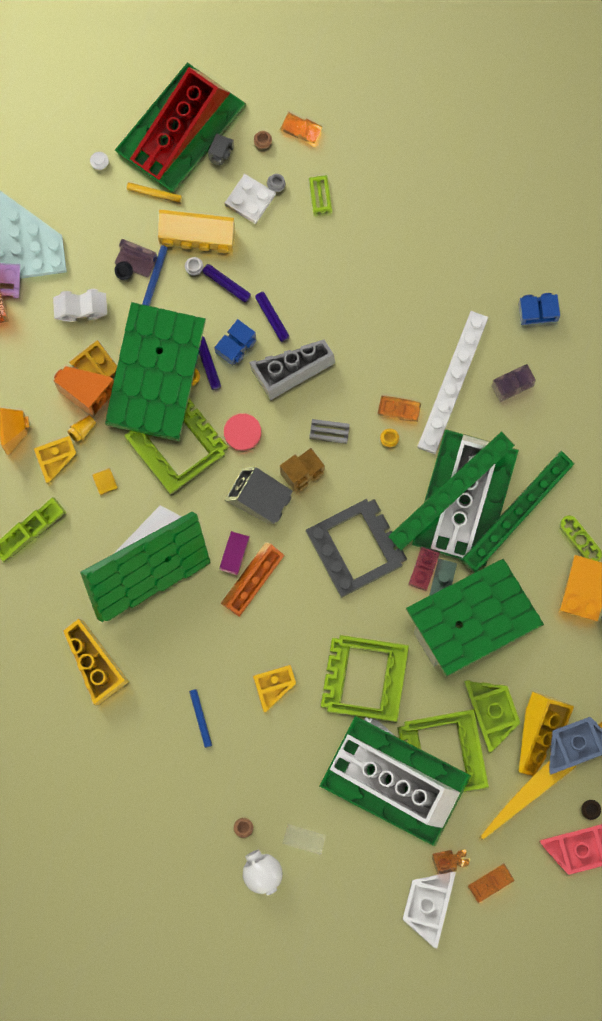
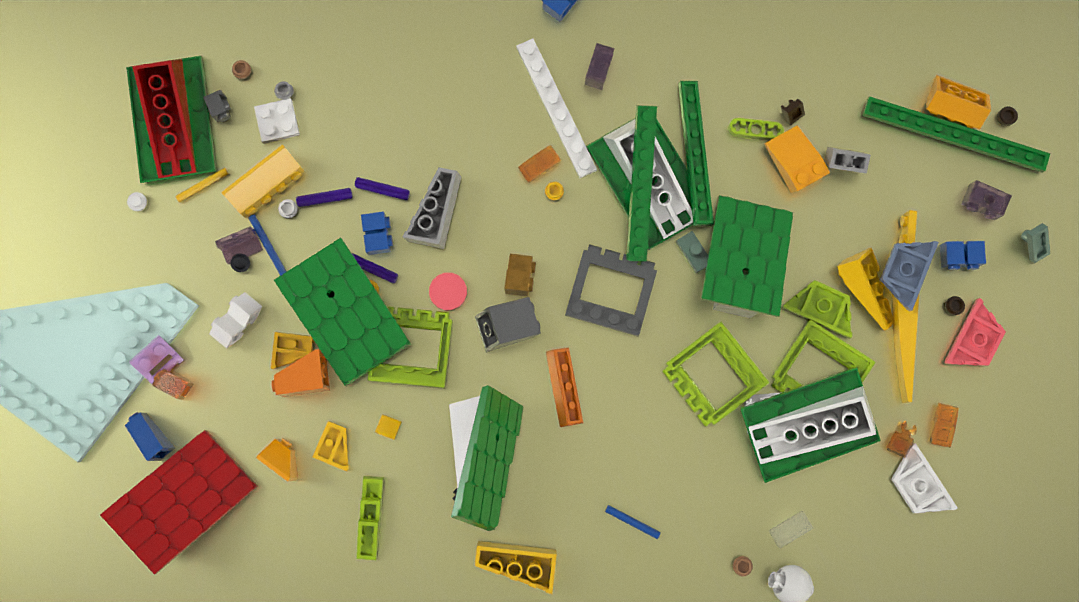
camera: 50 degrees left, 5 degrees up
(81, 428) = (330, 406): yellow cone -> none
(234, 553) = (533, 382): magenta slope -> none
(273, 685) = (658, 445): yellow wing -> none
(300, 128) = (261, 34): clear orange slope -> none
(322, 209) = (336, 77): lime tile -> none
(326, 430) = (504, 222): light grey tile -> none
(424, 568) = (673, 257): clear pink slope -> none

